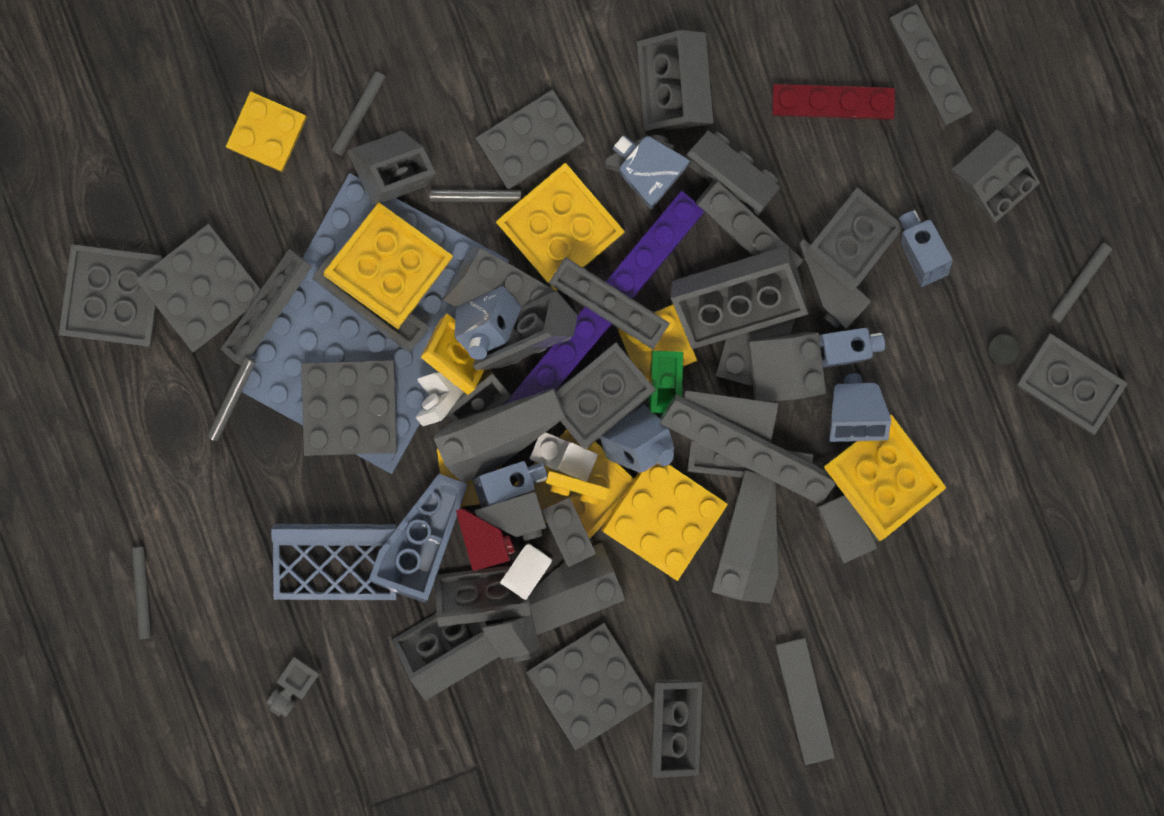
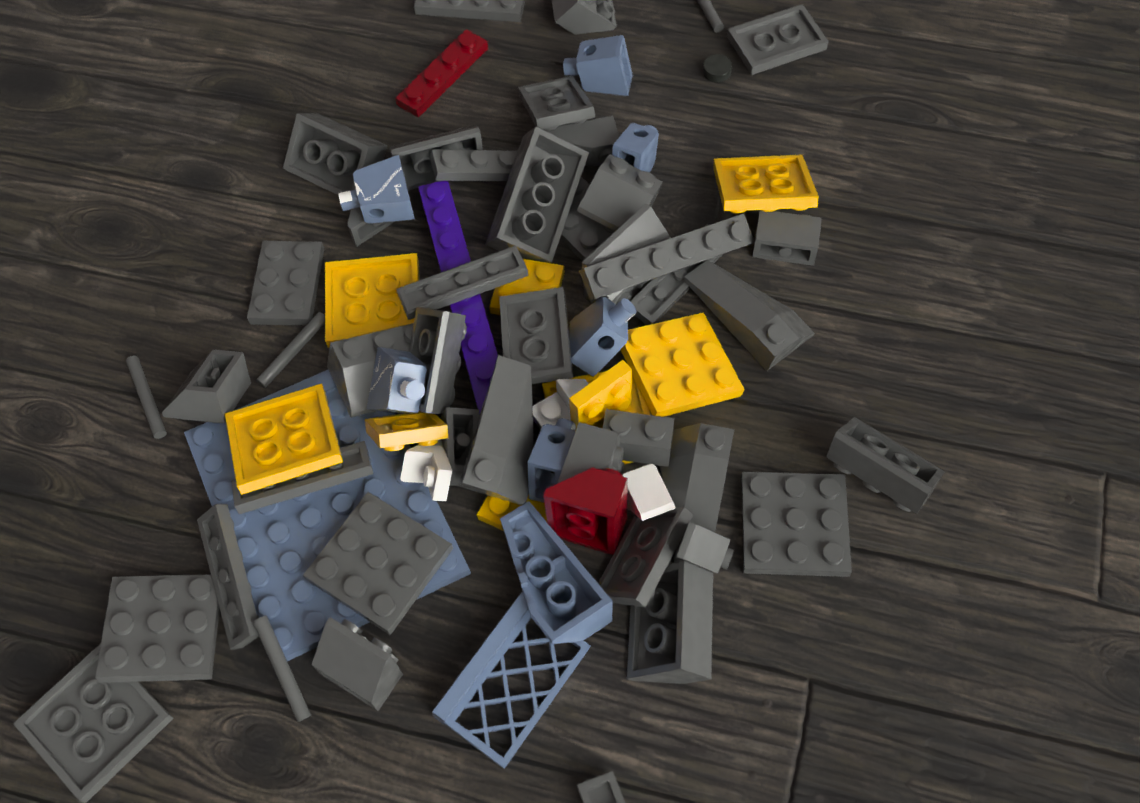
camera: 55 degrees left, 25 degrees down
(266, 132) = (89, 480): yellow plate -> none
(269, 450) = (355, 663): none -> dark grey slope
(666, 378) = (552, 275): green slope -> none
(804, 701) = (924, 356): dark grey tile -> none
(858, 412) = (697, 168): sand blue torso -> none

